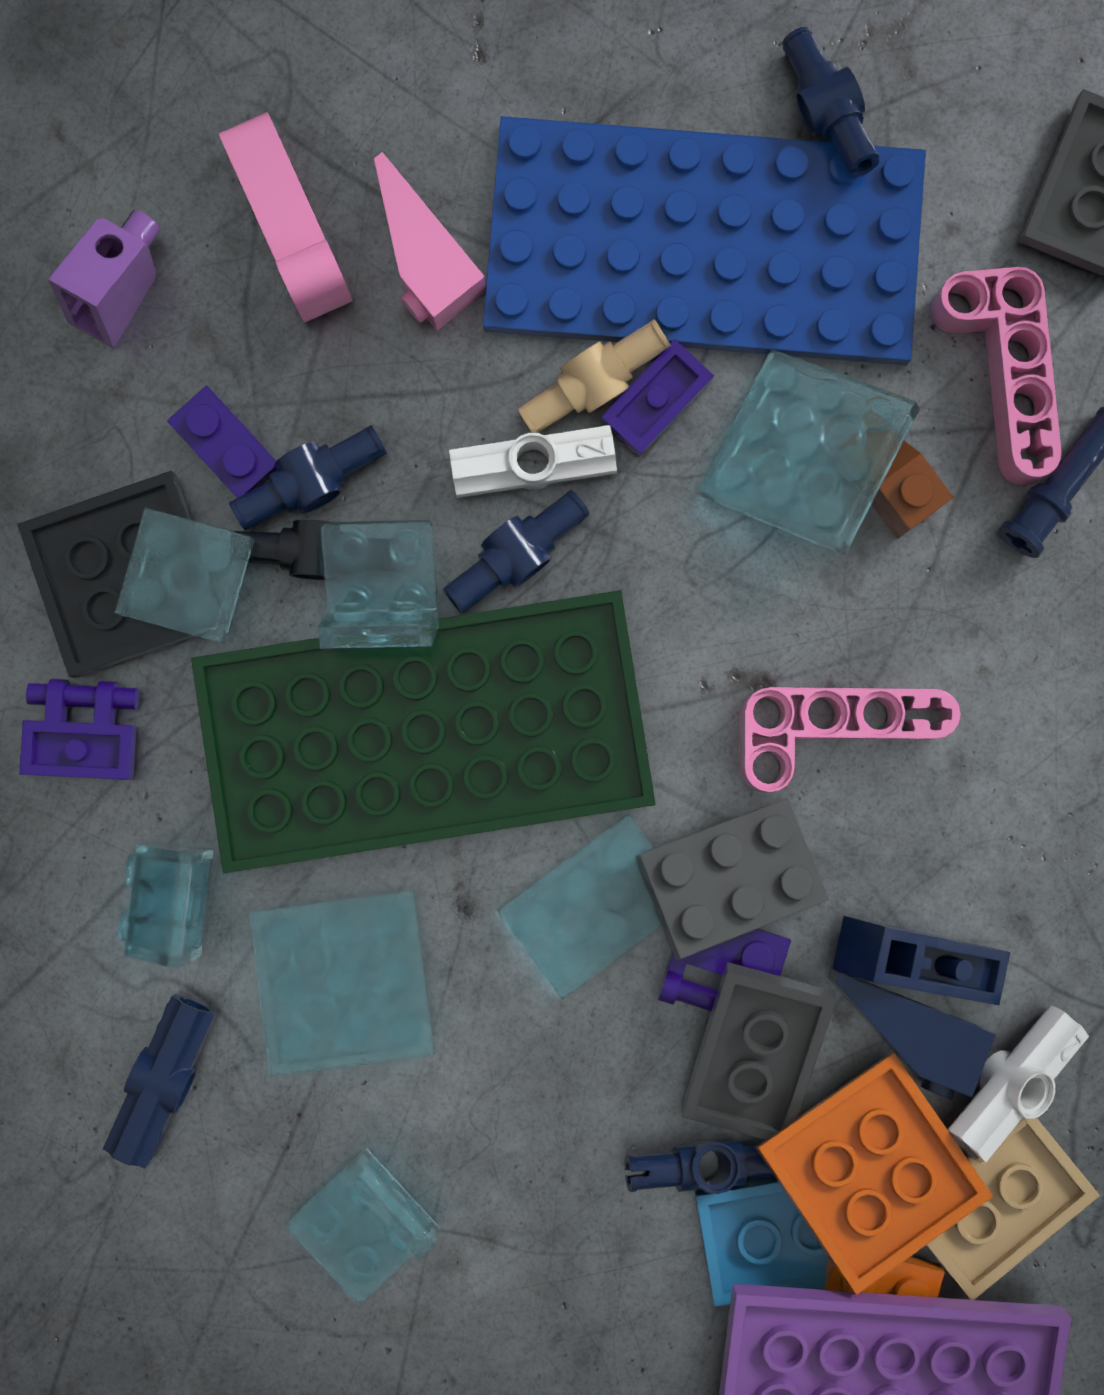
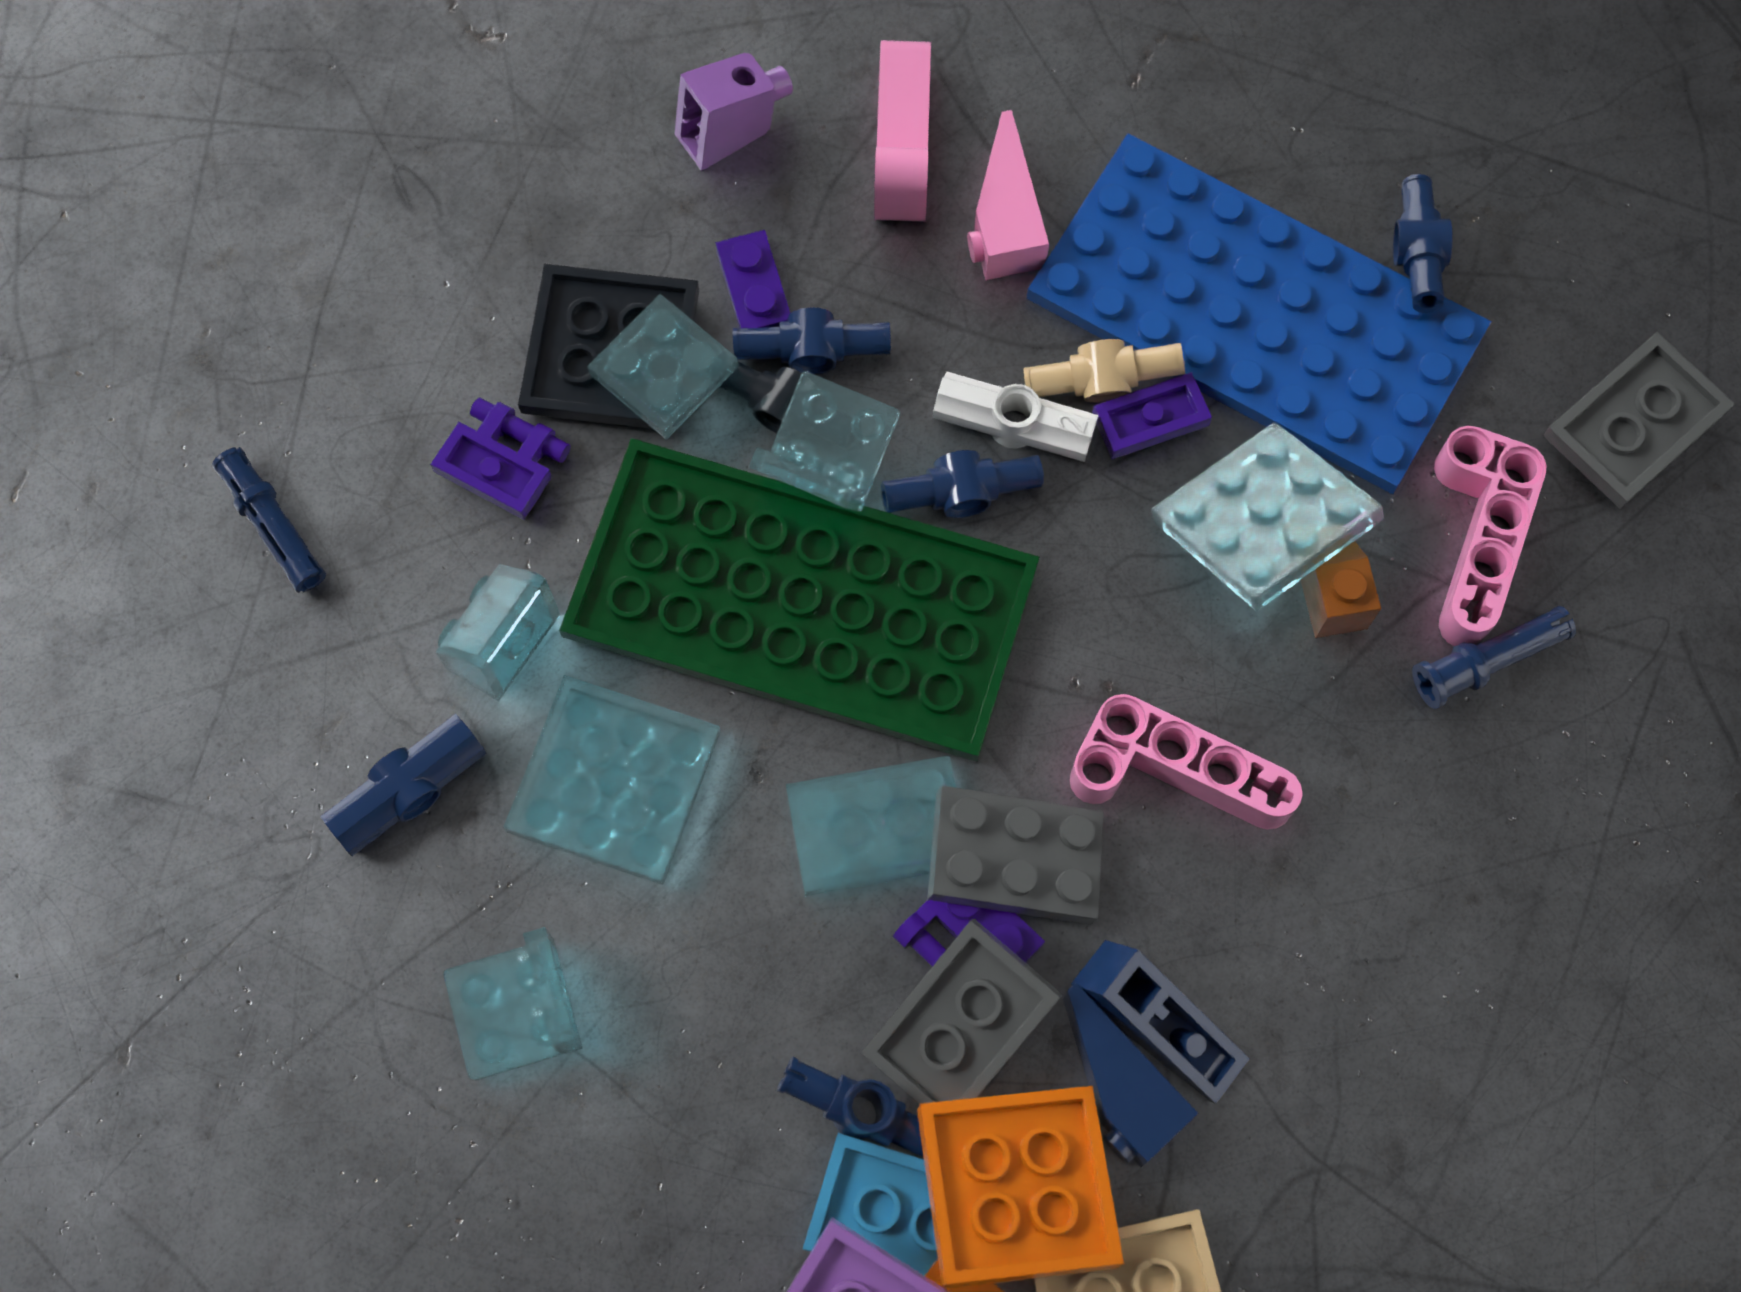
camera: 25 degrees right, 15 degrees down
(1017, 1084) = (1224, 1168): white piece -> none

